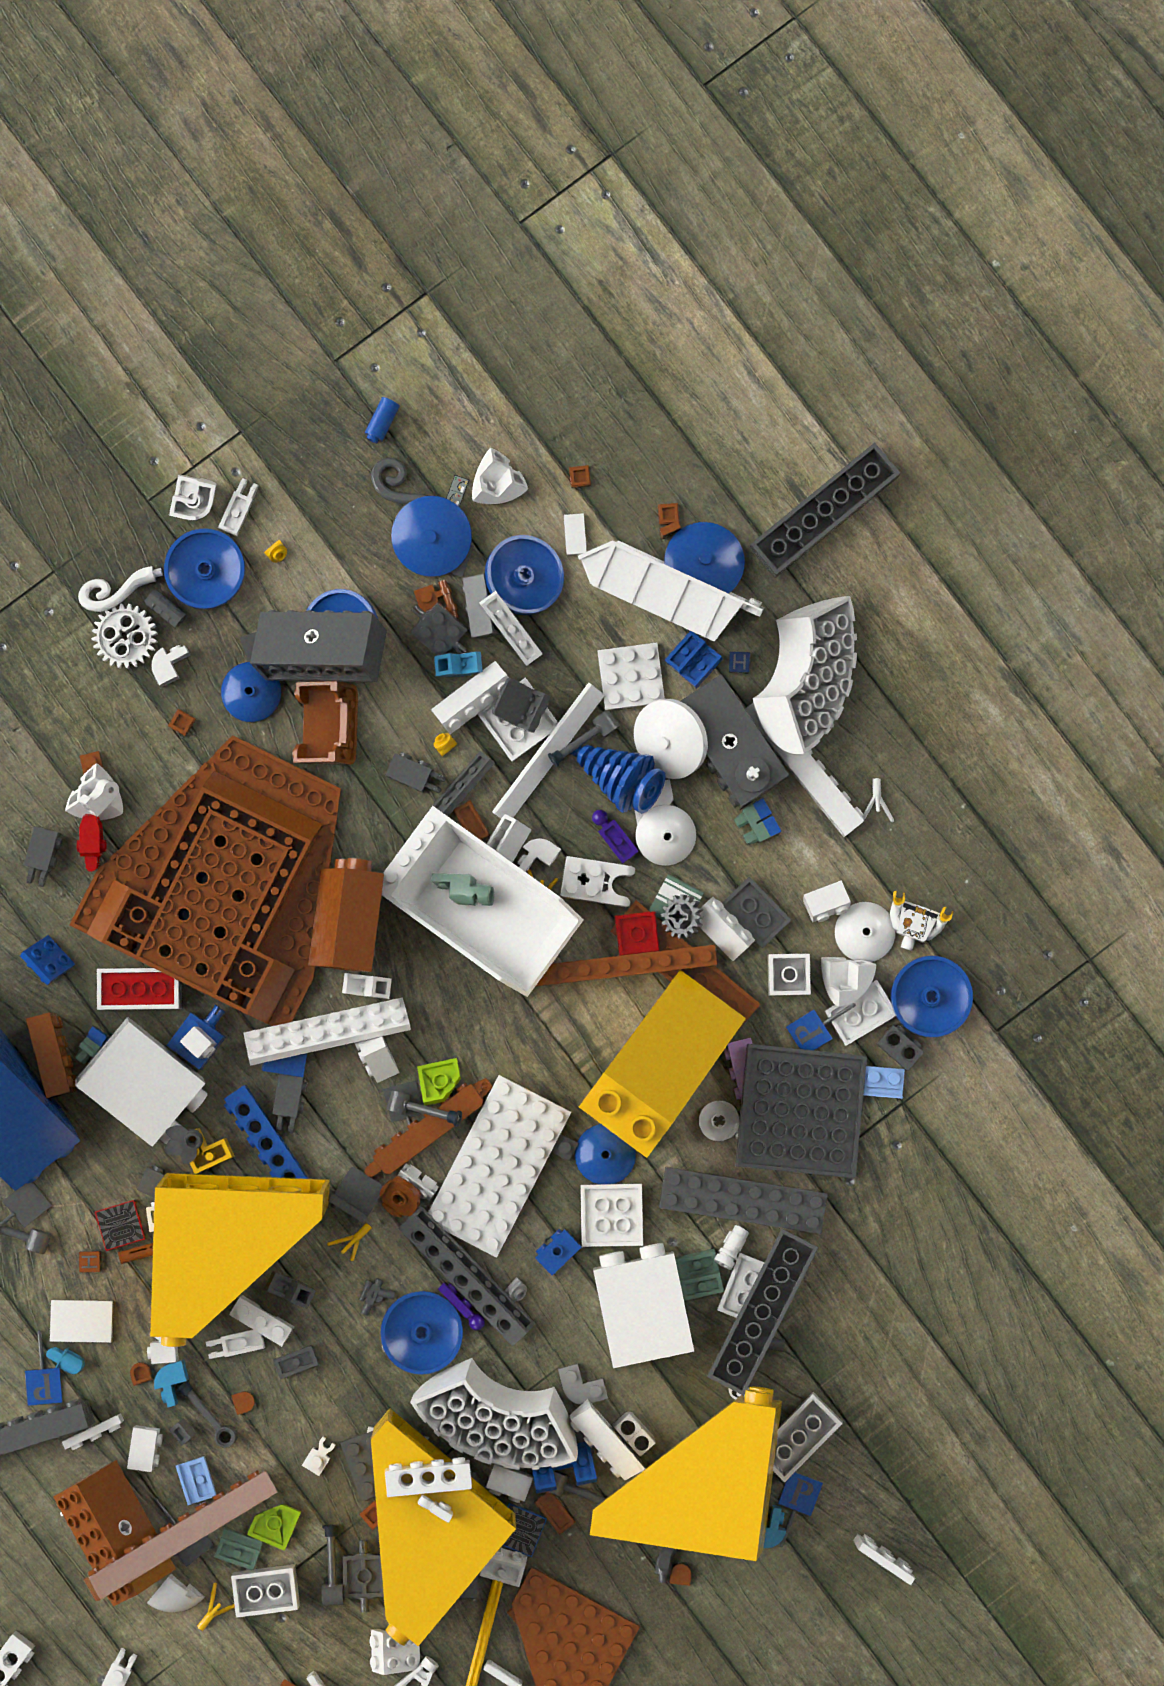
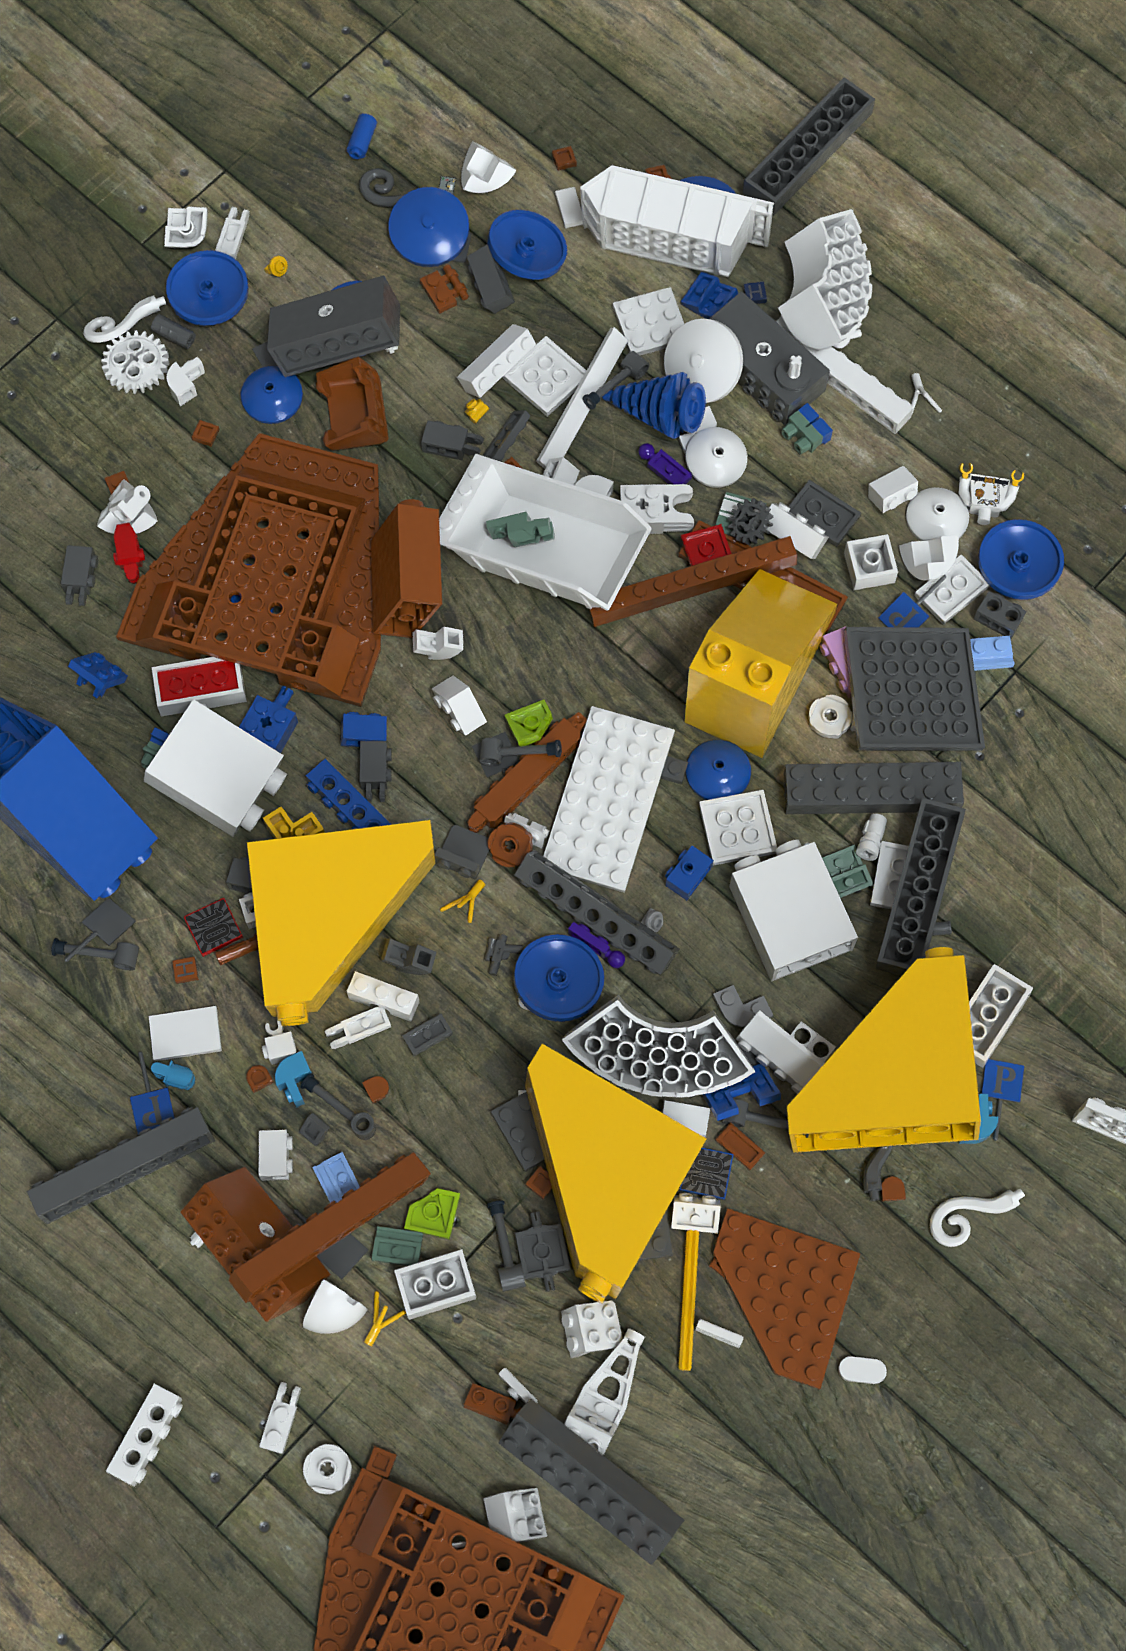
camera: 15 degrees left, 15 degrees down
(51, 1054) = (116, 759): dark orange brick -> none
(94, 1432) = (215, 1147): white plate -> none
(180, 1143) = (266, 822): dark grey plate -> none
(199, 1043) = (270, 712): white brick -> none
(317, 1458) = (469, 1135): white plate -> none
(326, 1031) = (403, 689): white plate -> none
(397, 1487) = (566, 1110): white brick -> none
(438, 629) = (451, 306): dark grey plate -> none
(440, 1509) = (618, 1127): white plate -> none
(458, 664) = (477, 336): dark azure brick -> none
(510, 628) = (523, 290): white plate -> none
(520, 705) = (546, 355): dark grey bracket -> none
(772, 1605) = (999, 1204): none -> white plant

